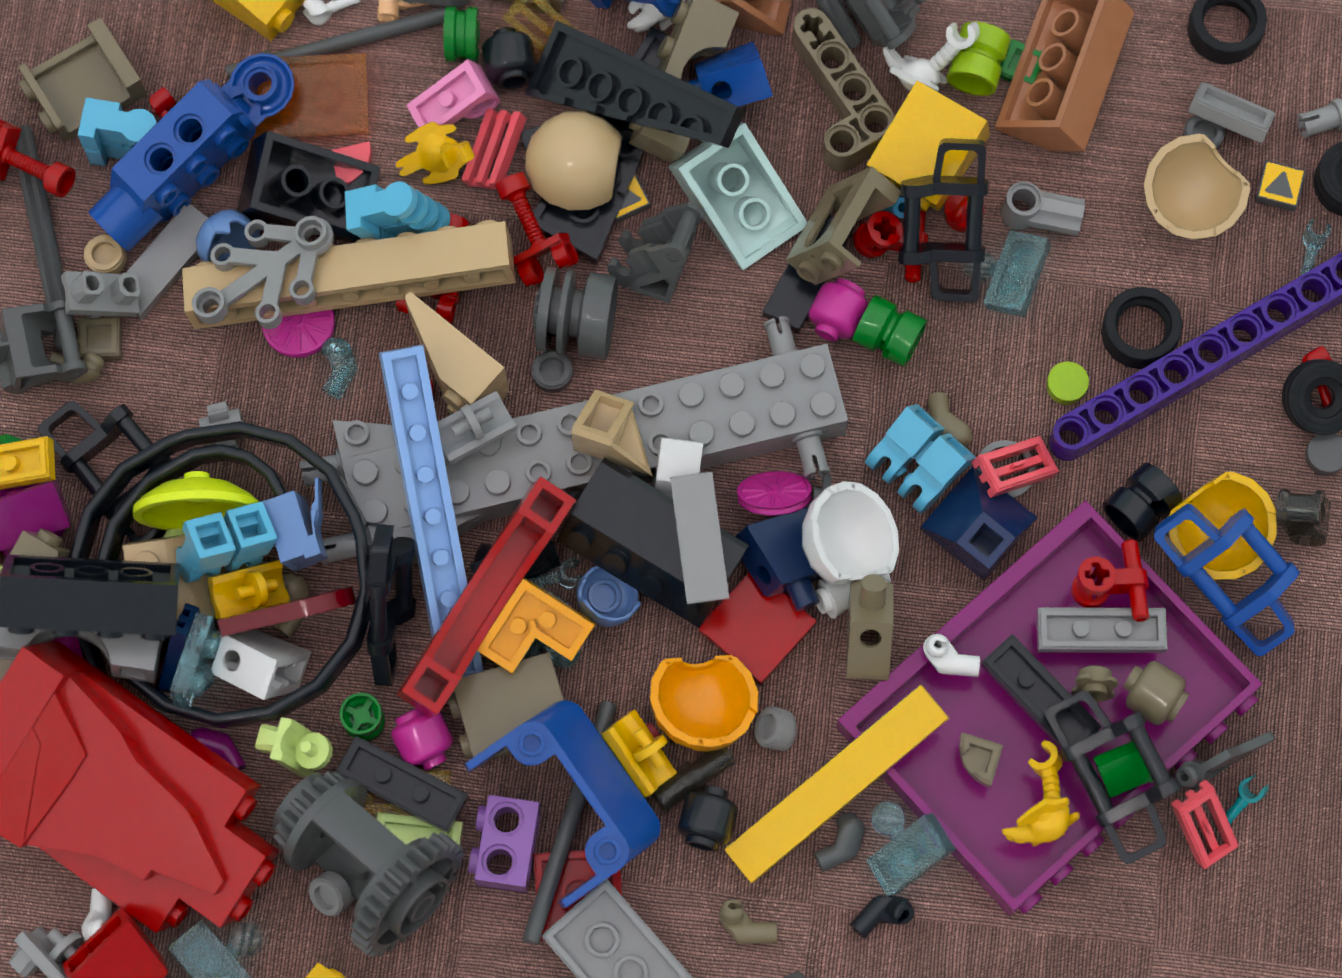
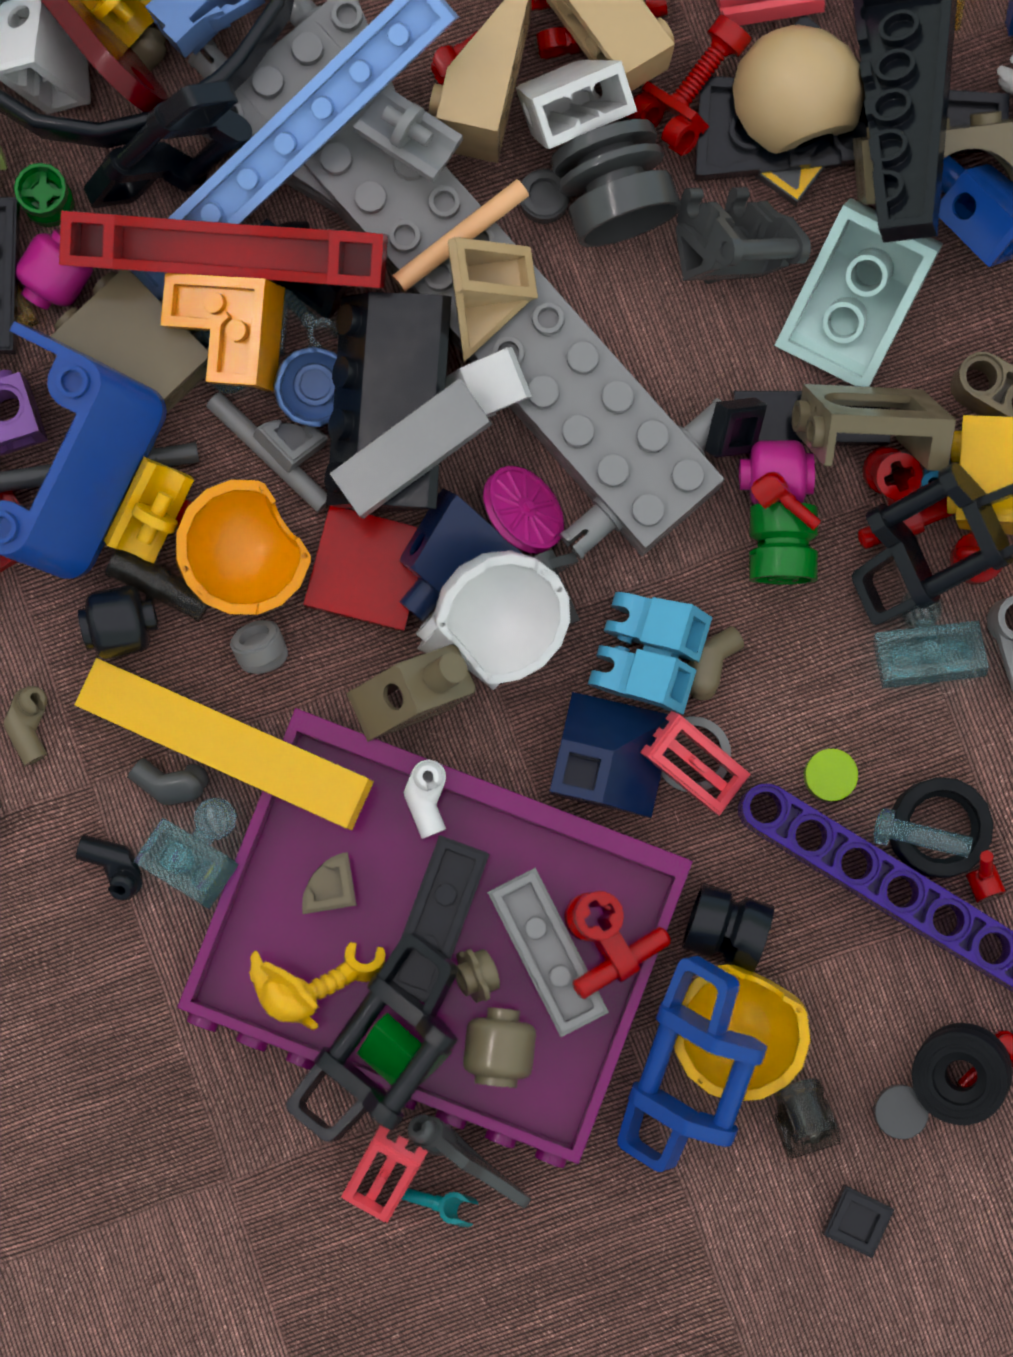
camera: 60 degrees right, 10 degrees up
(505, 309) = (565, 102): none -> white torso
(561, 432) = (468, 228): none -> light nougat bar
(635, 653) = (244, 430): none -> light grey bar
(638, 634) = (289, 442): none -> light grey tile
(793, 318) = (735, 426): none -> black tile
(852, 313) = (773, 488): none -> red hand
(1127, 357) = (890, 828): none -> clear light blue piece
(1193, 316) = (986, 879): none -> red hand

